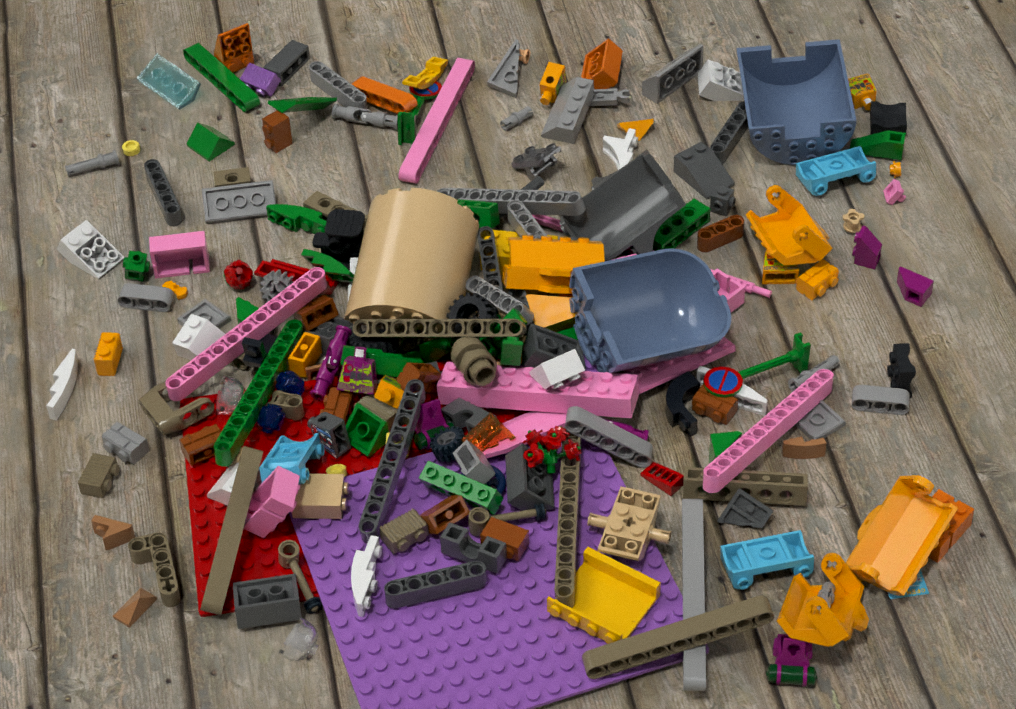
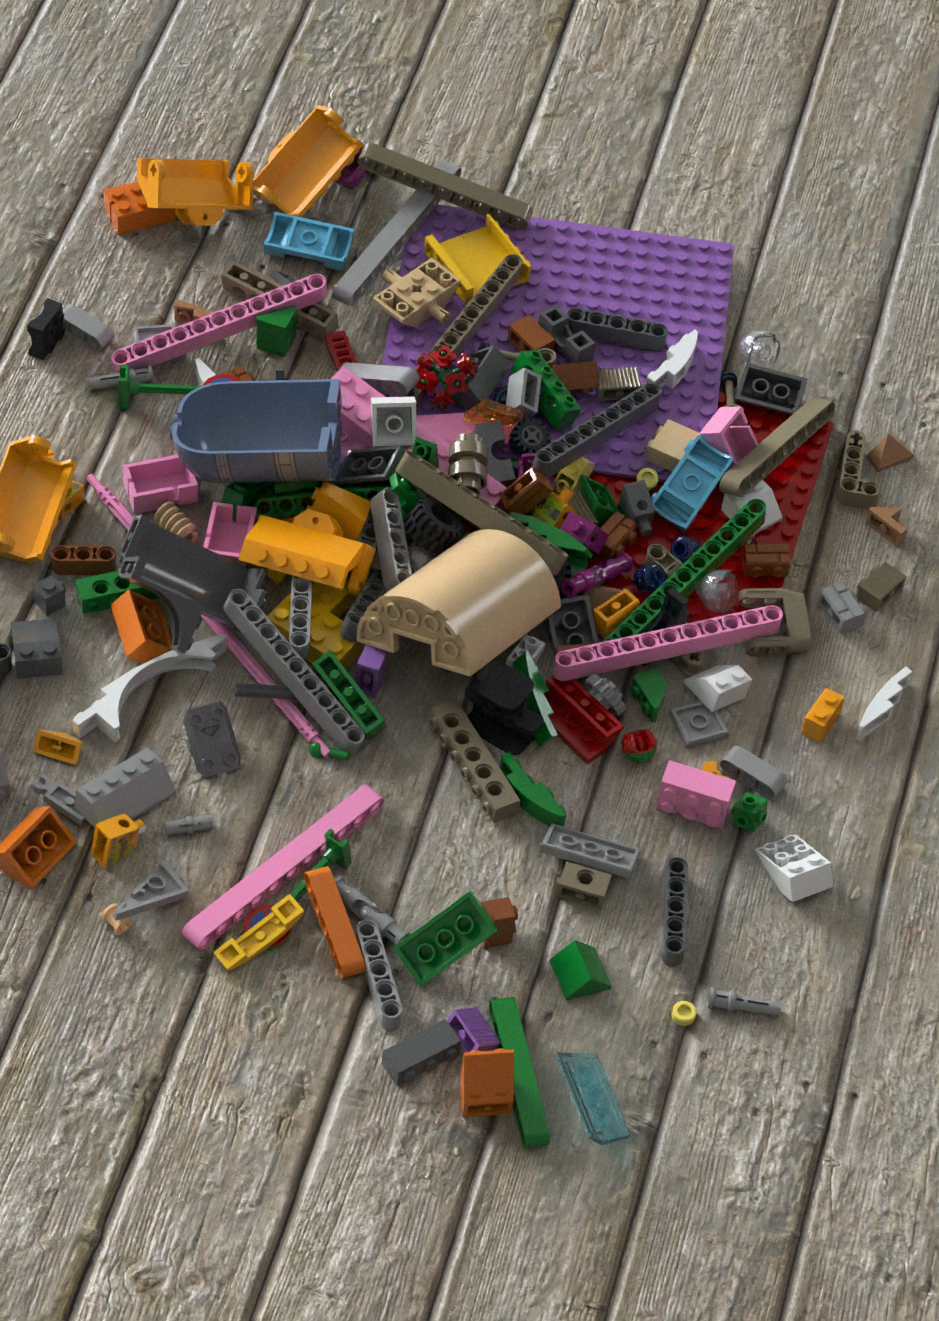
camera: 160 degrees left, 5 degrees up
(827, 593) = (290, 184): light grey pin -> none

